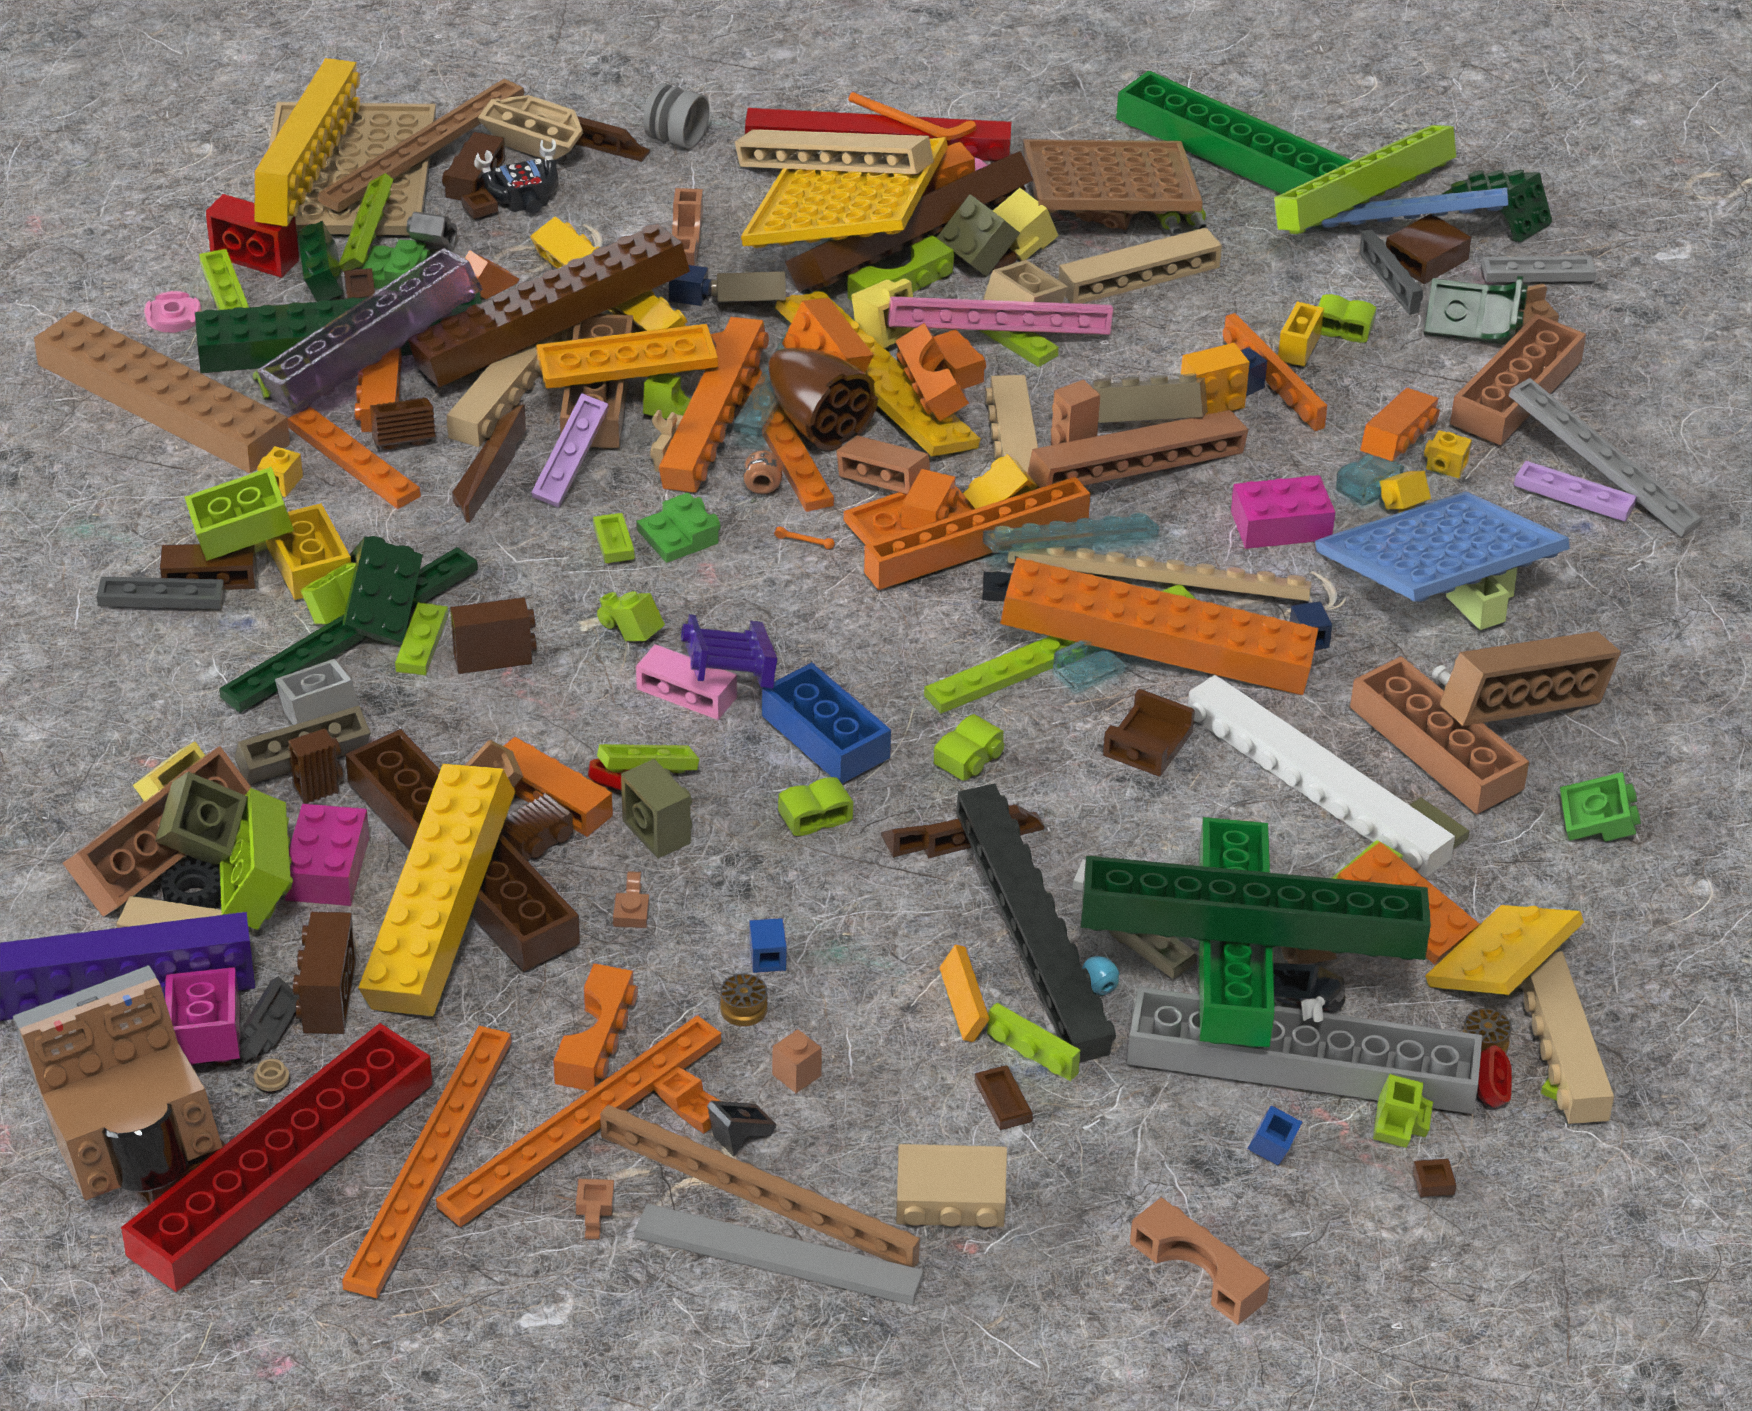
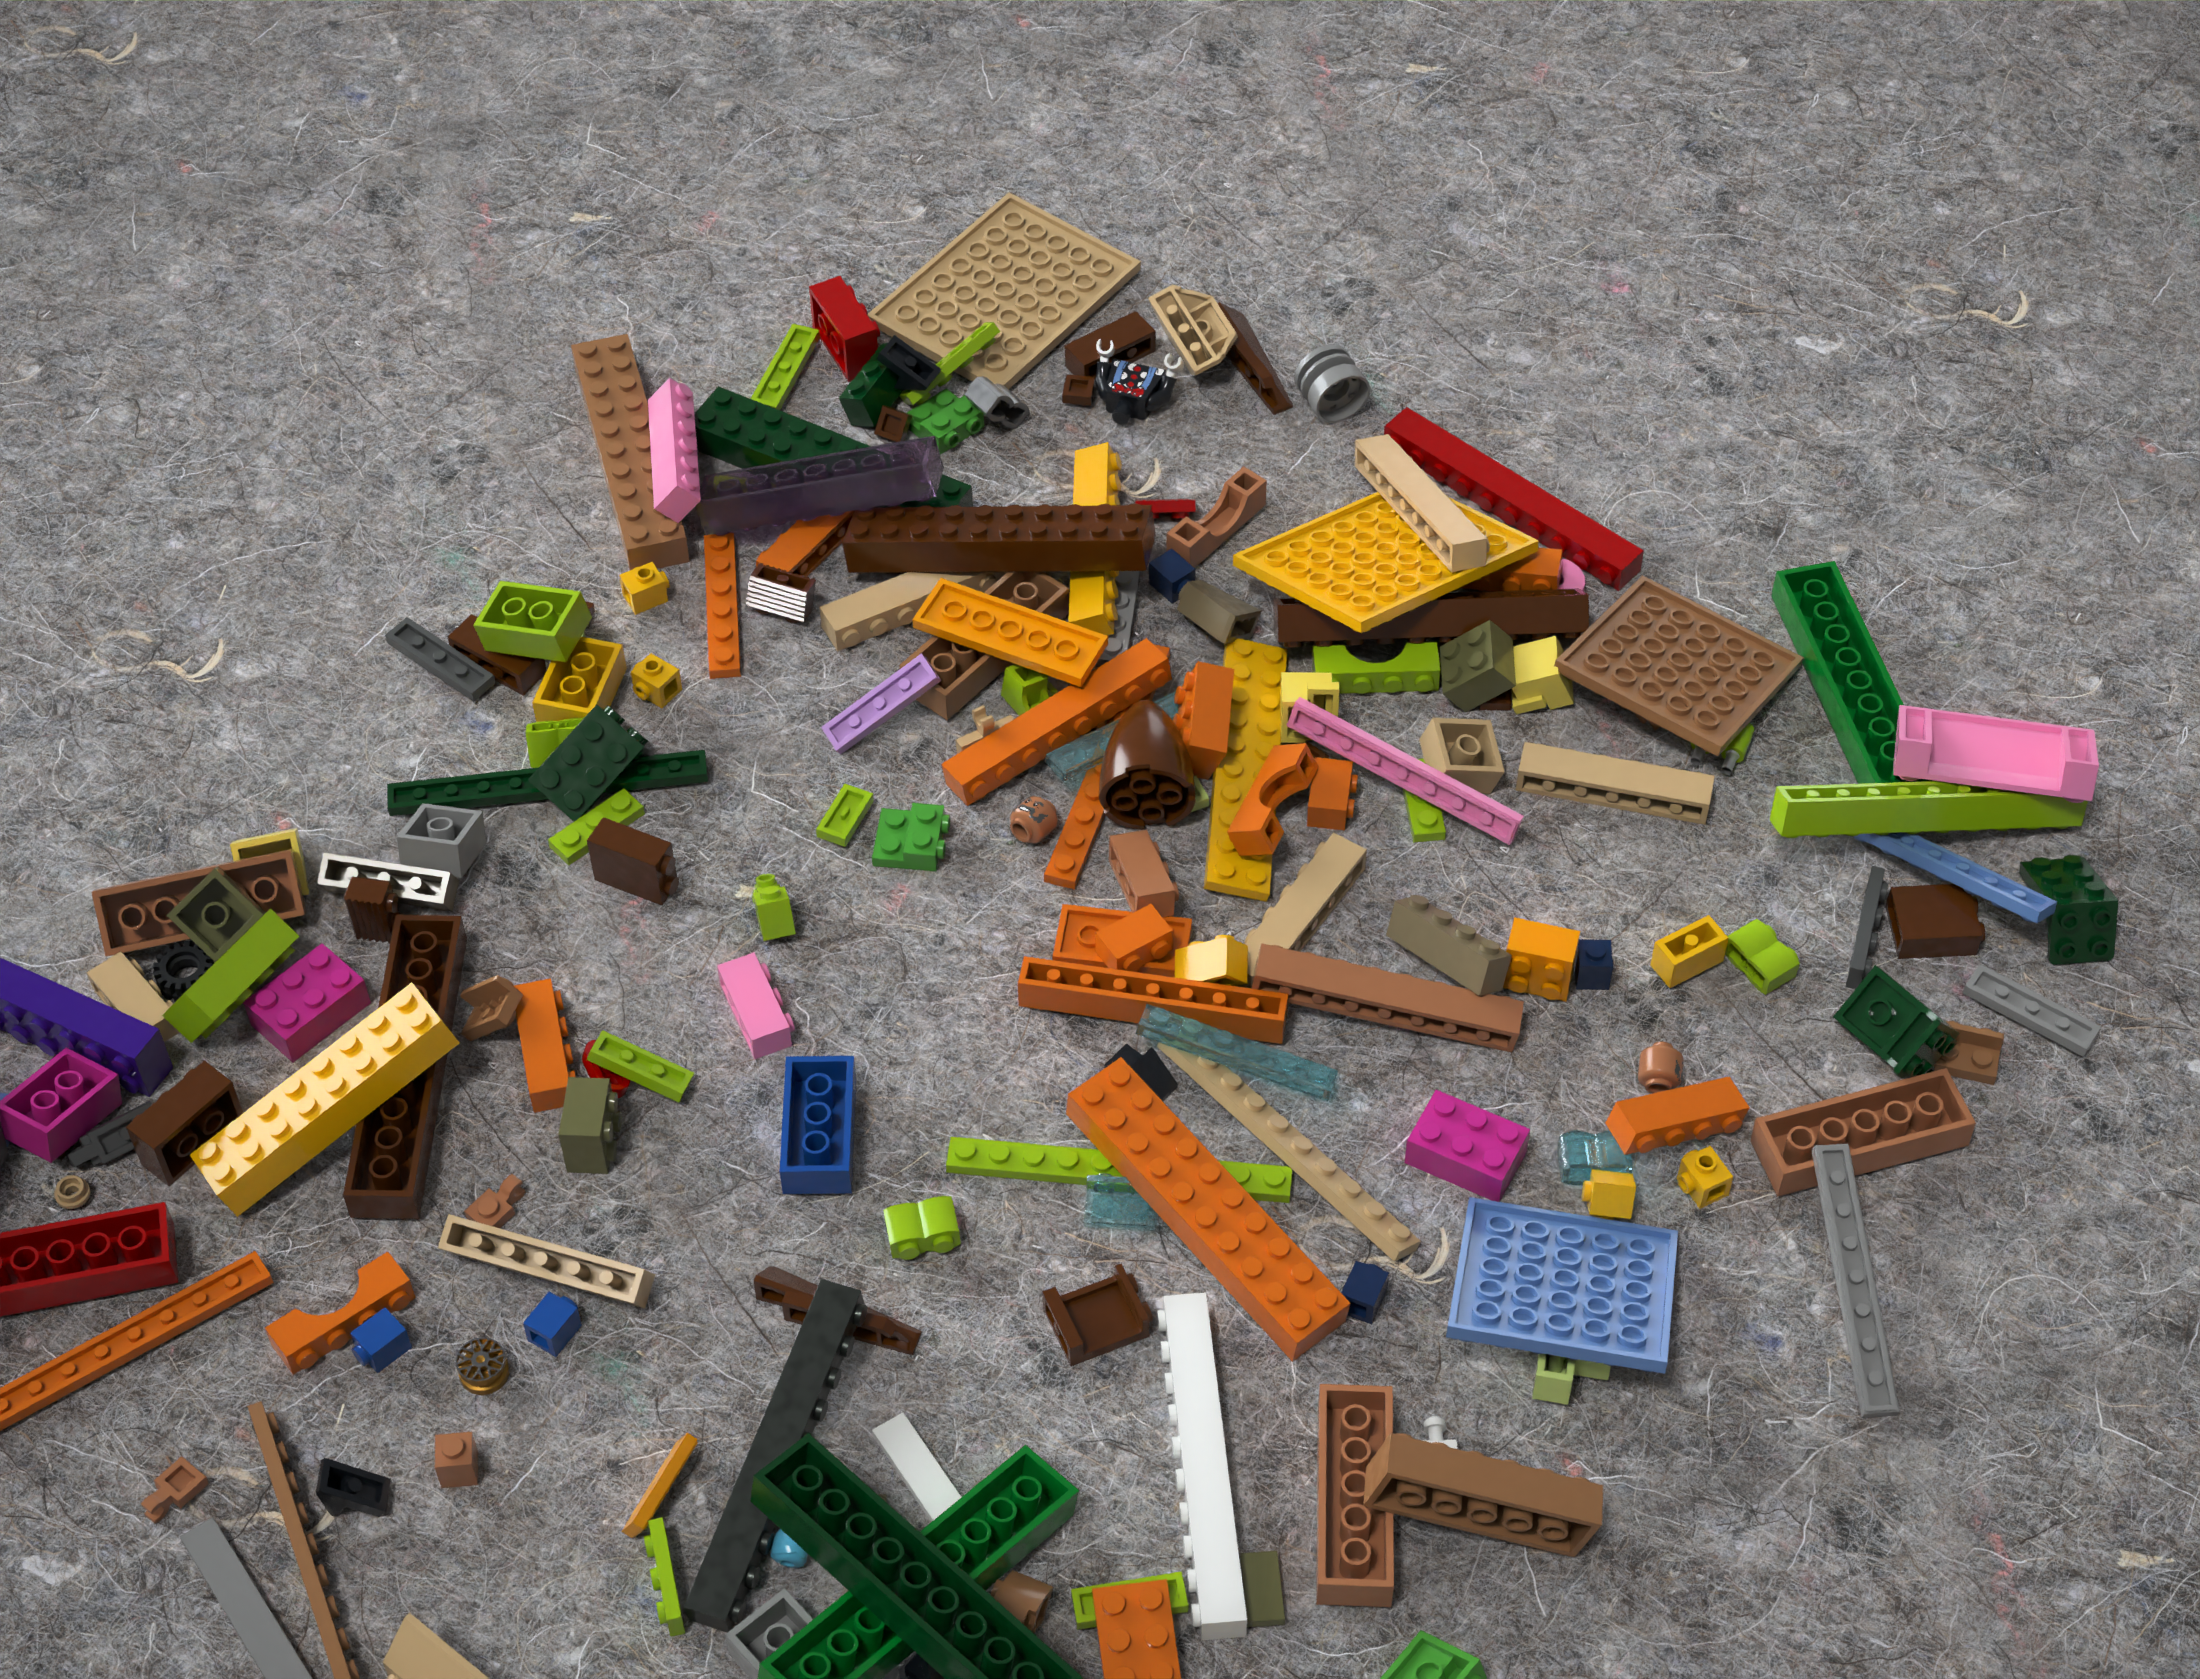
camera: 40 degrees right, 10 degrees up
(159, 314) = (736, 380): bright pink tile -> none
(217, 361) = (673, 450): none -> bright pink brick
(306, 142) = (951, 255): yellow brick -> none
(348, 233) = (913, 368): none -> black slope
(359, 521) = (656, 680): none -> yellow brick
(416, 147) = (1073, 302): medium nougat plate -> none
(490, 275) = (1004, 472): orange slope -> none
(490, 463) = (816, 679): reddish brown wedge -> none
(538, 826) = (489, 1080): reddish brown brick -> none
(575, 1122) = (231, 1397): orange plate -> none
(646, 1024) = (380, 1340): none -> blue brick
(686, 1097) = (348, 1432): orange slope -> none
(722, 906) = (546, 1261): none -> tan brick
(730, 650) = (810, 1024): dark purple fence -> none
(781, 533) = (1025, 928): orange hinge -> none
(815, 806) = (732, 1204): lime brick -> none
(950, 134) = (1559, 529): orange piece -> none
(1003, 1097) = (594, 1614): reddish brown tile -> none
(1075, 413) = (1339, 928): nougat brick -> none
(1278, 374) = (1622, 989): orange plate -> none
(1354, 408) = (1660, 1067): none -> nougat head
(1379, 126) = (1996, 753): none -> bright pink slope
(1575, 491) = (1795, 1297): lavender plate -> none

